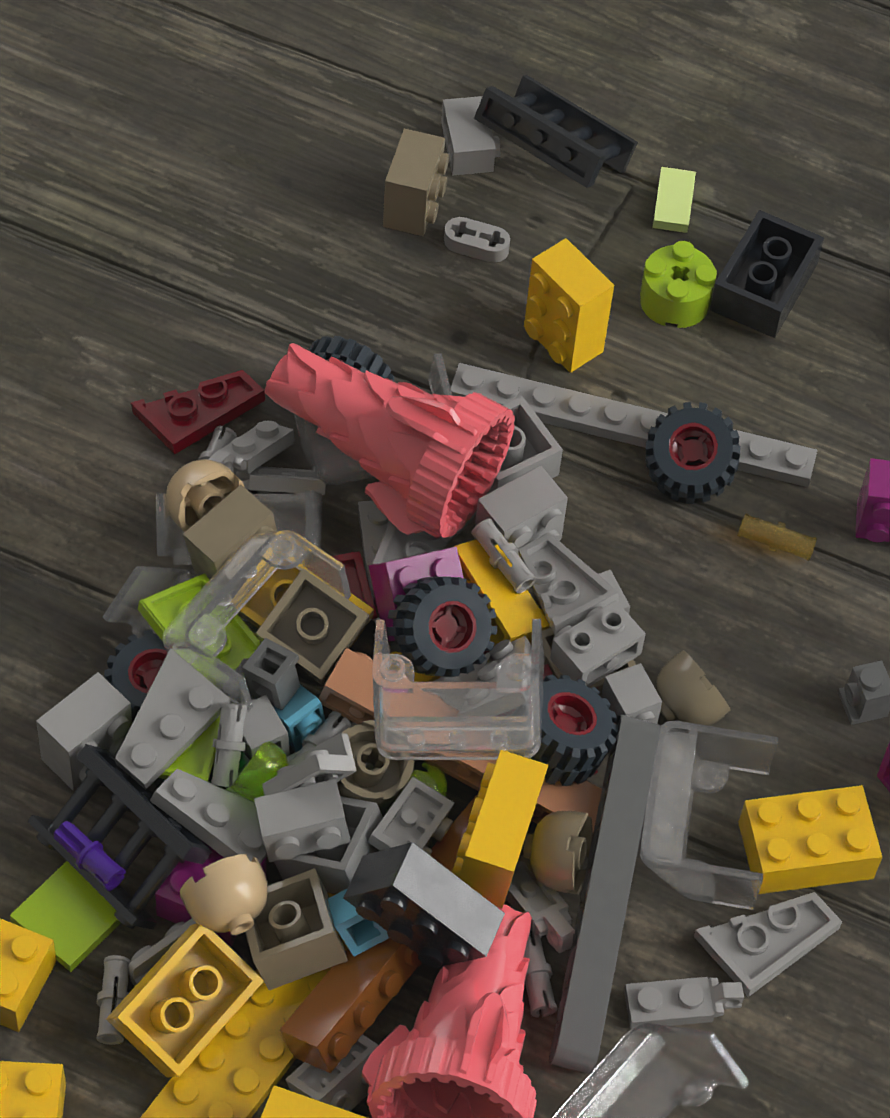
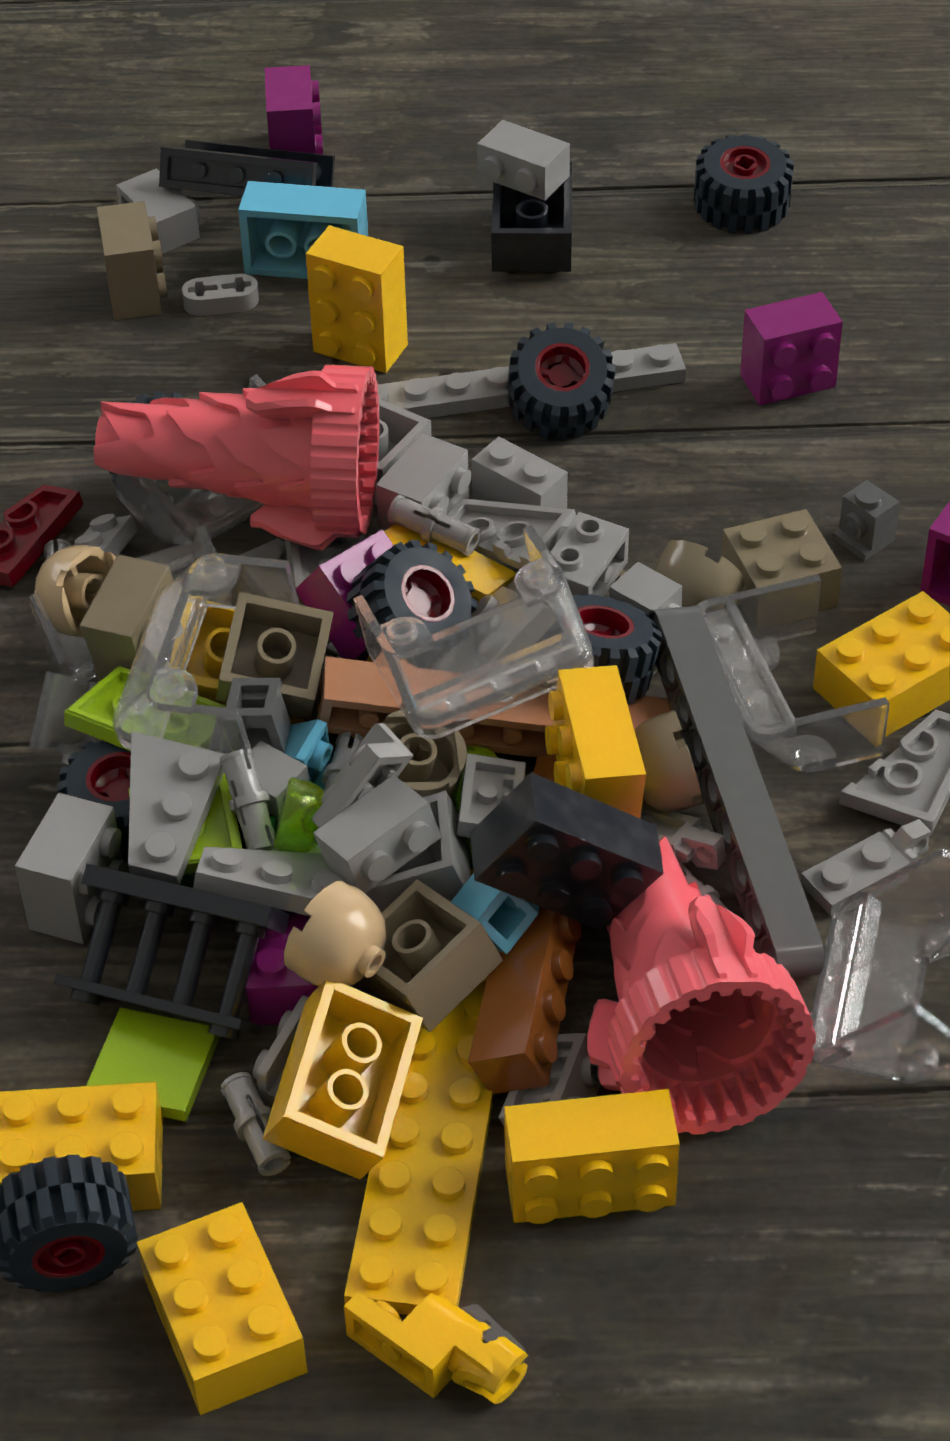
camera: 20 degrees left, 10 degrees down
(89, 855) = (150, 979): dark purple axle -> none
(562, 204) = (286, 219): none -> medium azure brick
(608, 533) = (517, 476): none -> light grey brick
(623, 86) = (293, 109): none -> magenta brick
(674, 199) = (397, 196): yellowish green tile -> none
(677, 285) = (450, 256): lime brick -> none
(773, 701) = (783, 551): none -> dark tan brick
(777, 224) = (523, 159): none -> light grey brick
(777, 537) = (686, 427): clear yellow pin -> none

